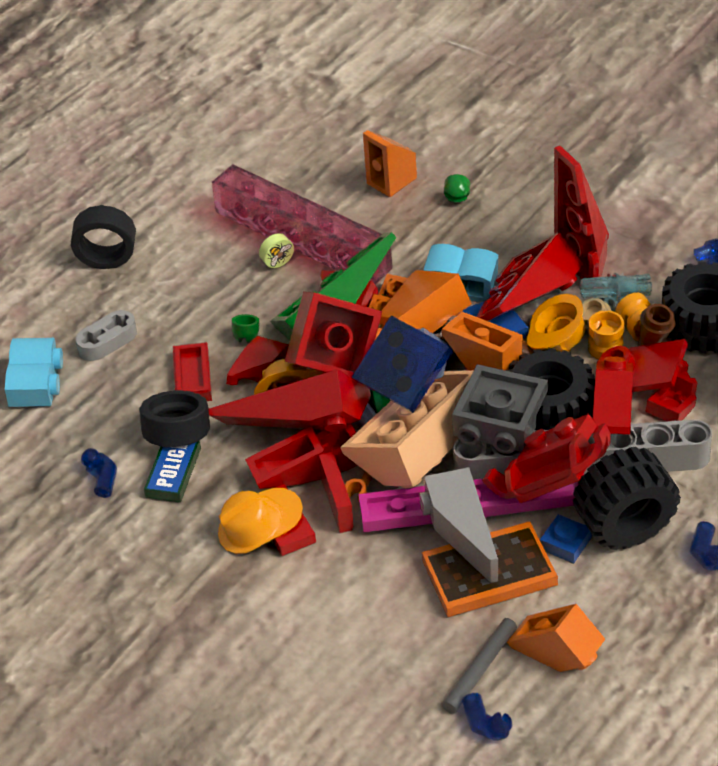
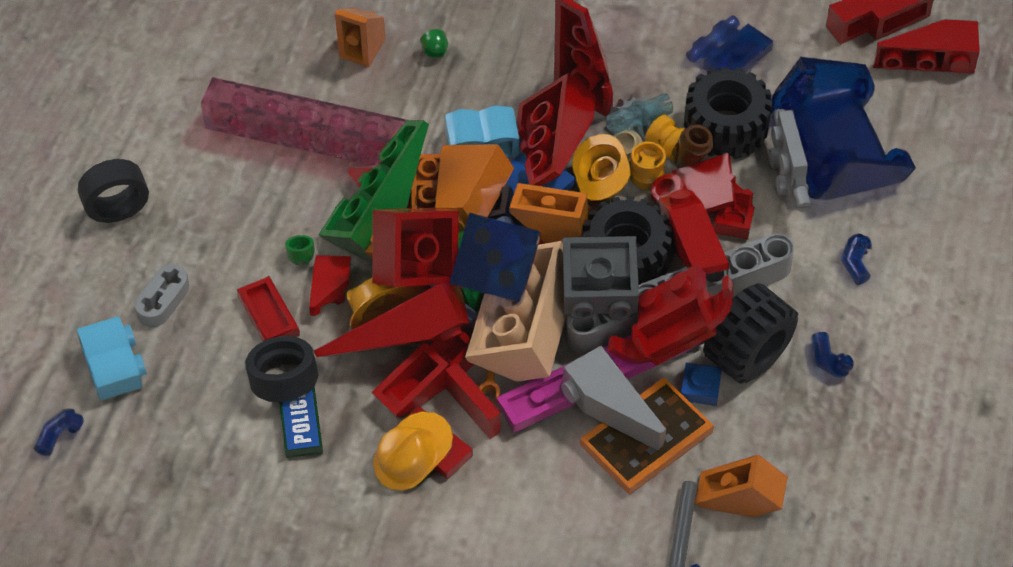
camera: 25 degrees left, 10 degrees up
(102, 469) = (233, 442): clear blue arm -> none
(276, 250) = (291, 157): yellowish green tile -> none

